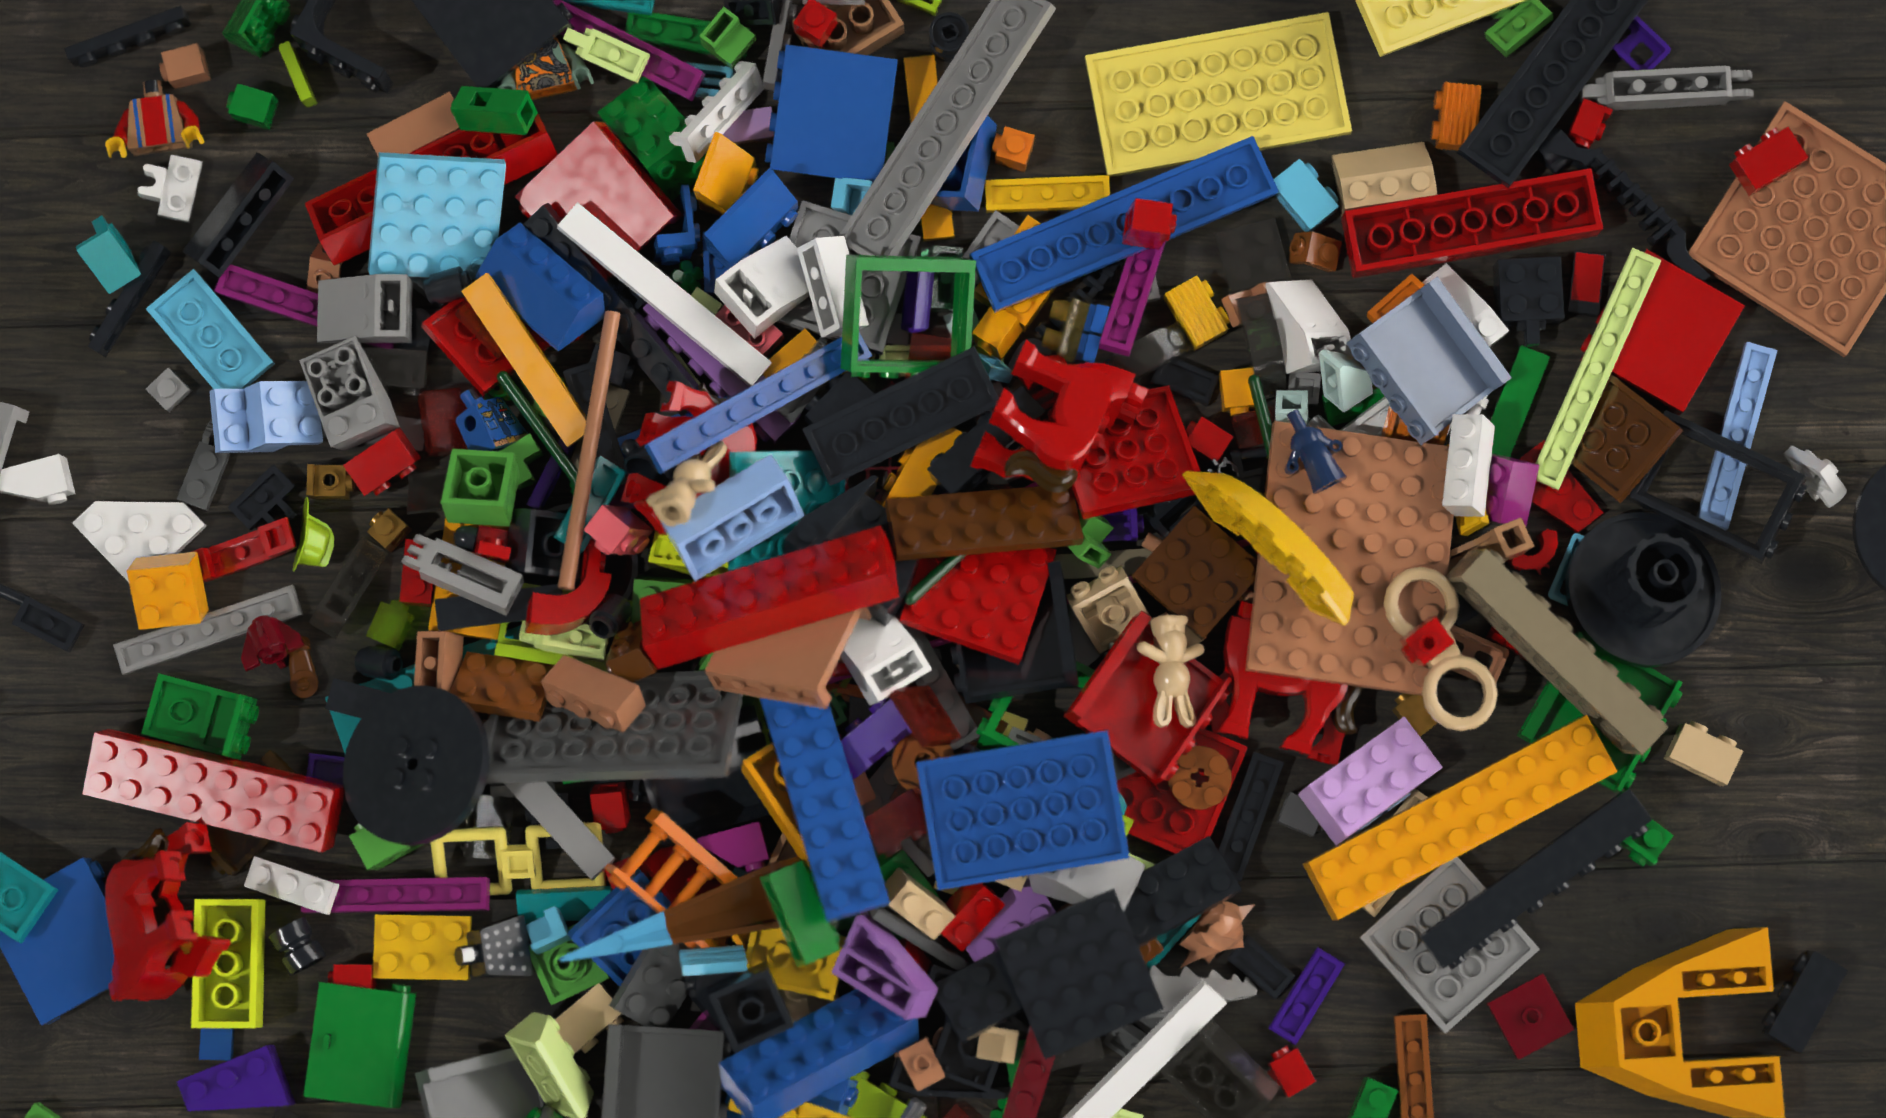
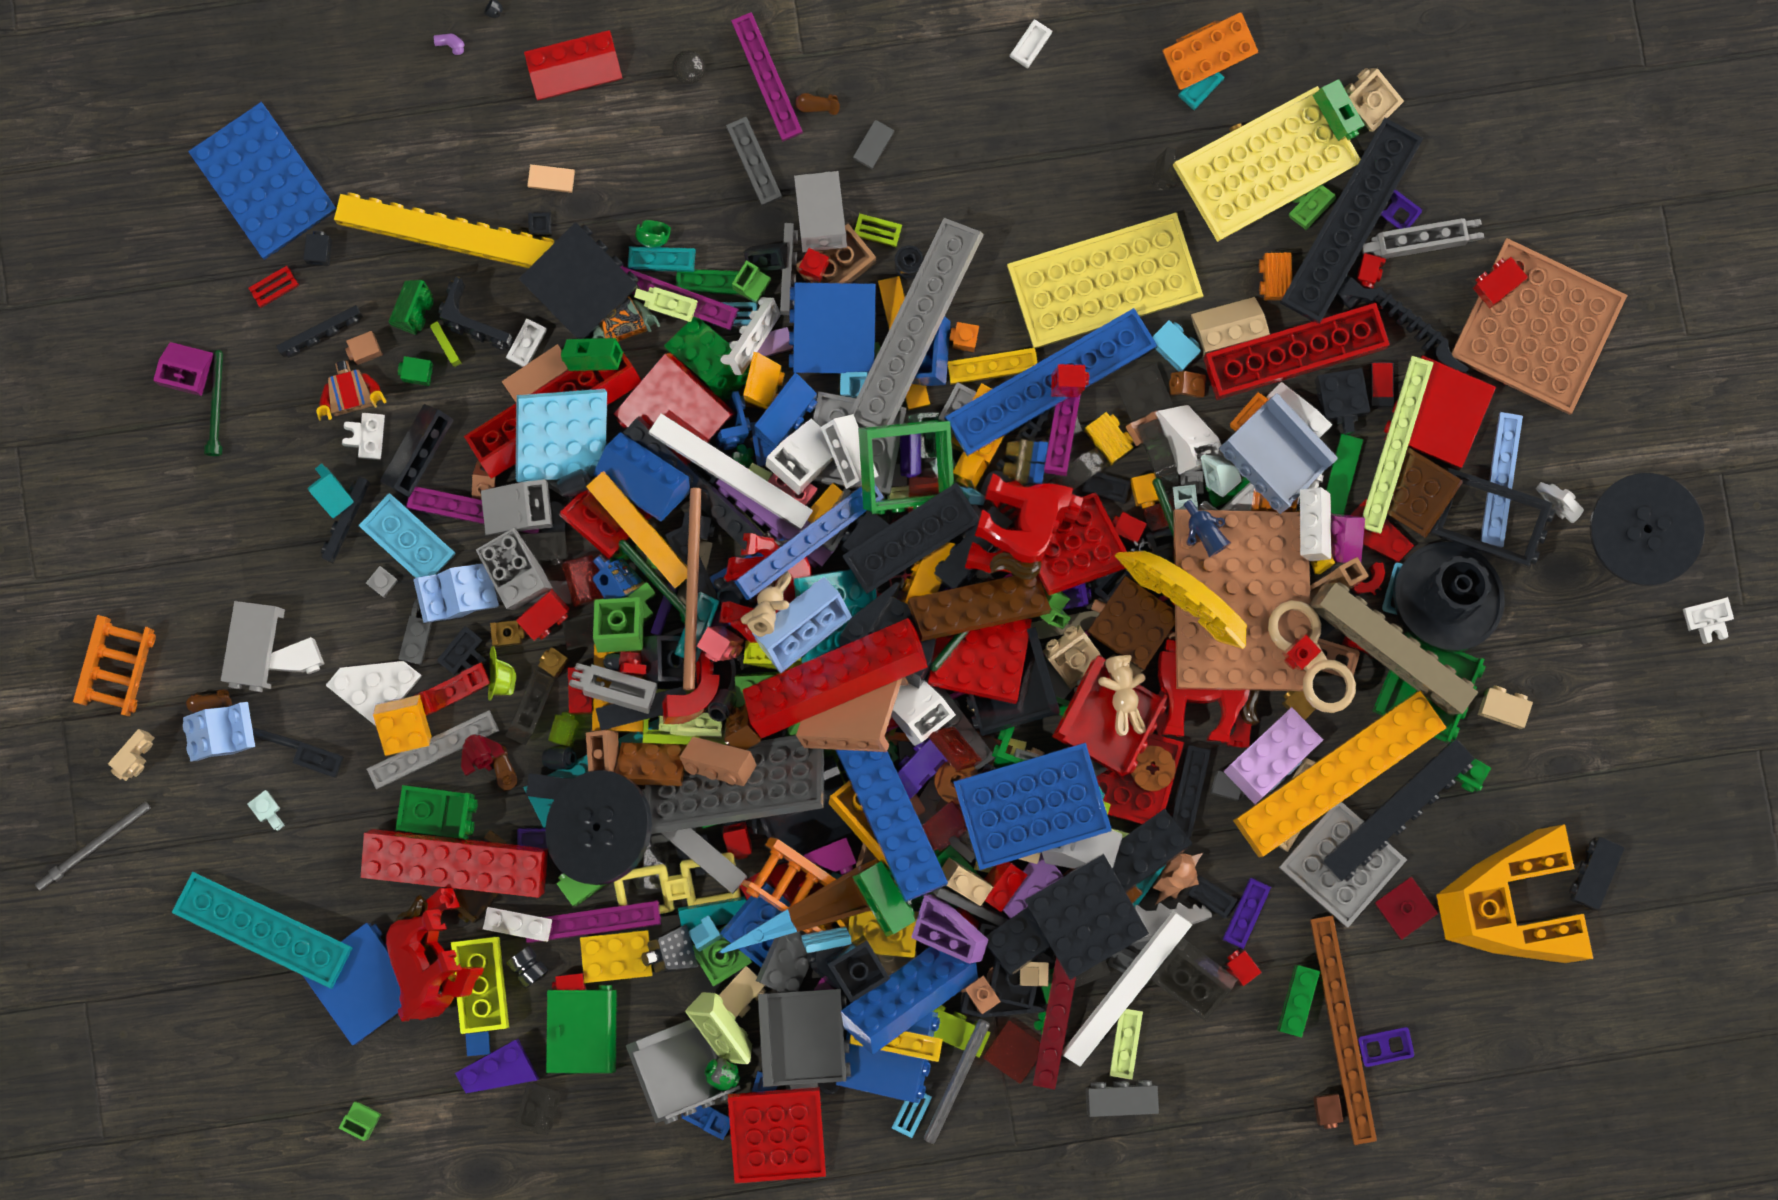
camera: 15 degrees left, 0 degrees up
(409, 86) = (526, 343): none -> white plate

